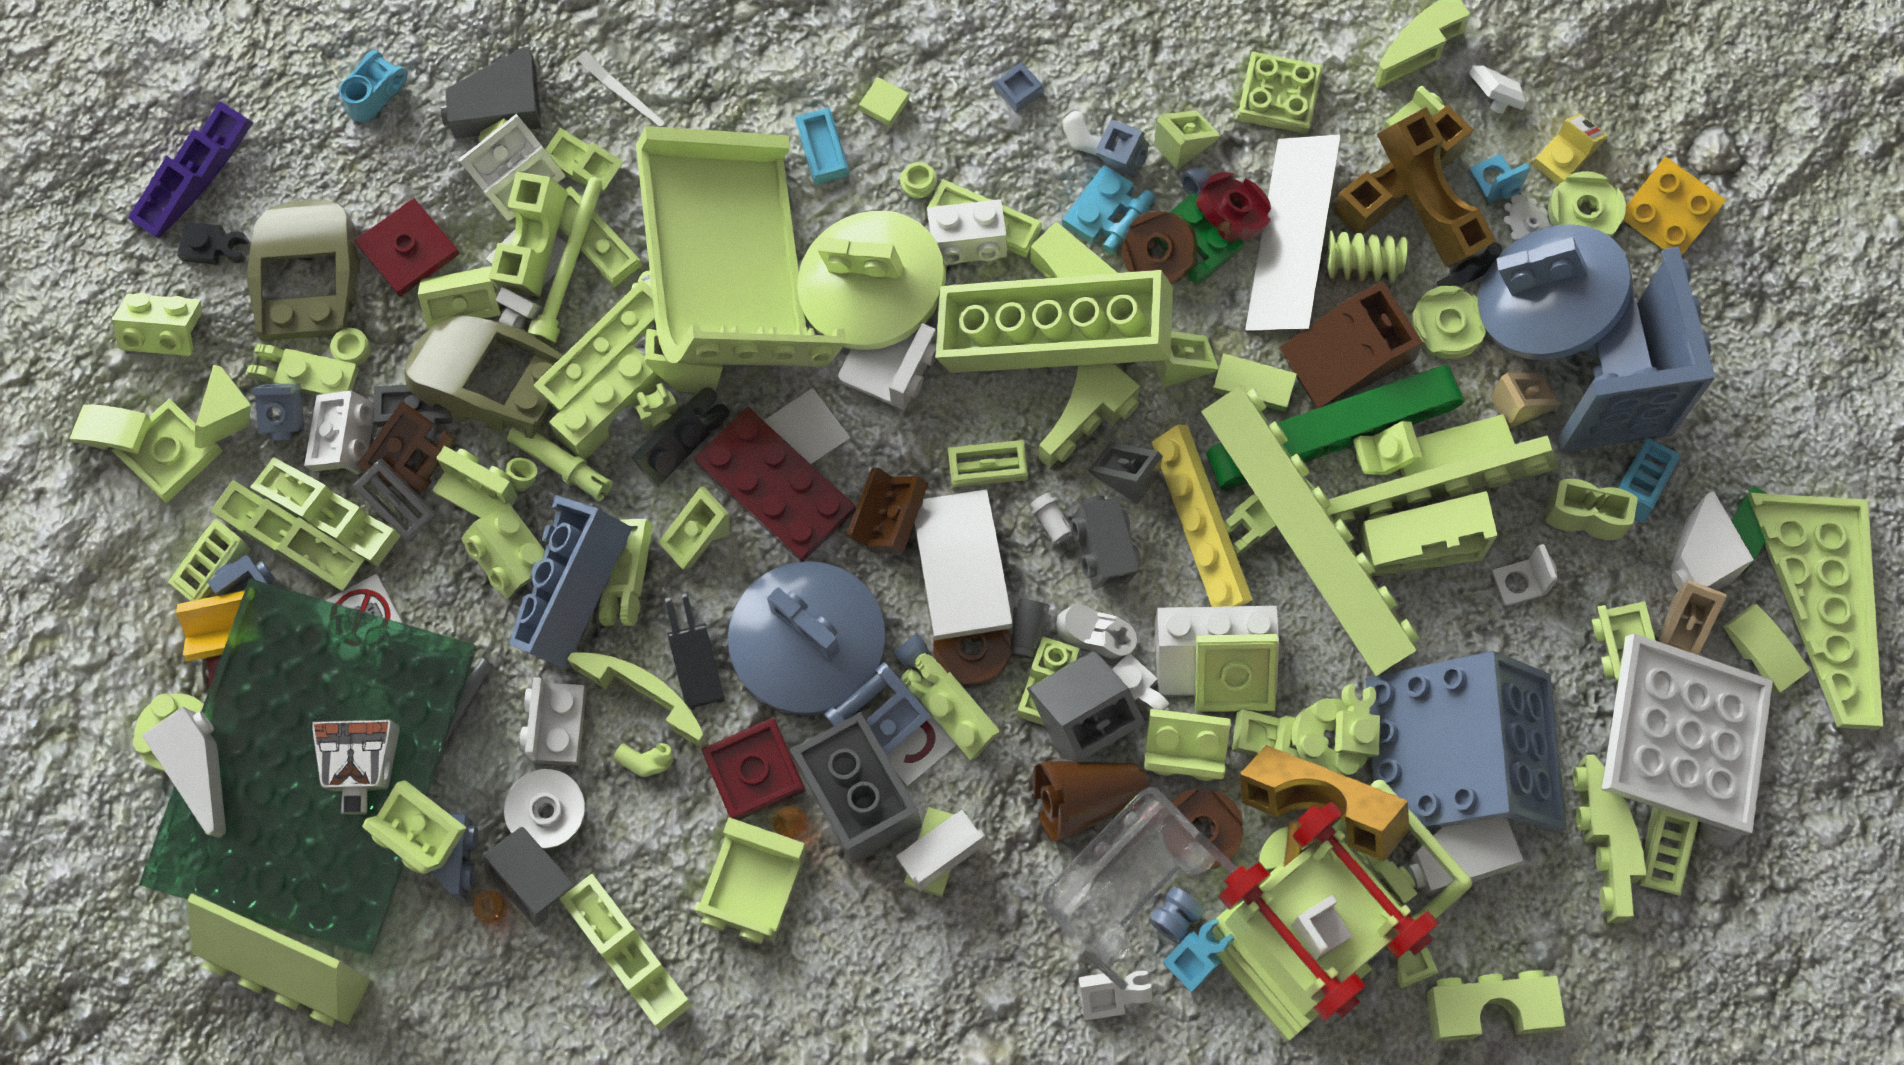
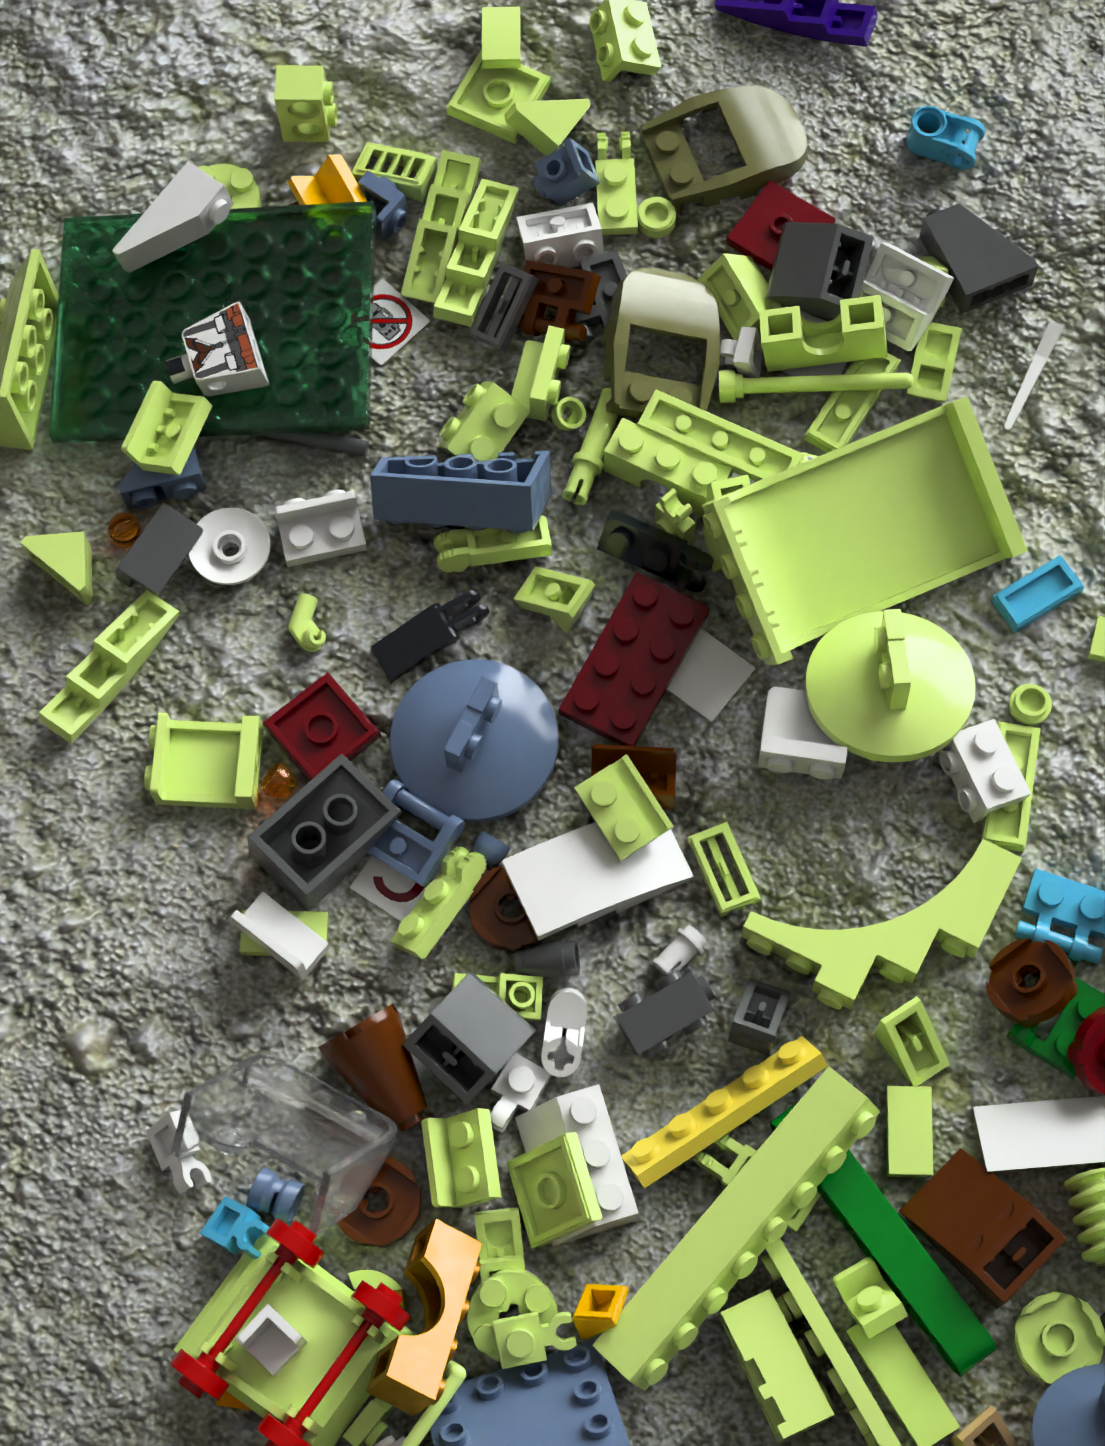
camera: 75 degrees right, 0 degrees up
(110, 621) = (304, 103): none -> yellowish green brick
(208, 242) = (723, 53): black plate -> none
(463, 219) = (819, 267): none -> dark grey slope
(505, 968) = (66, 559): none -> yellowish green slope
(602, 670) = (354, 644): yellowish green slope -> none
(917, 520) = (623, 807): none -> yellowish green plate
(1055, 322) = (891, 886): yellowish green brick -> none
(1346, 661) = (599, 1309): none -> yellow slope

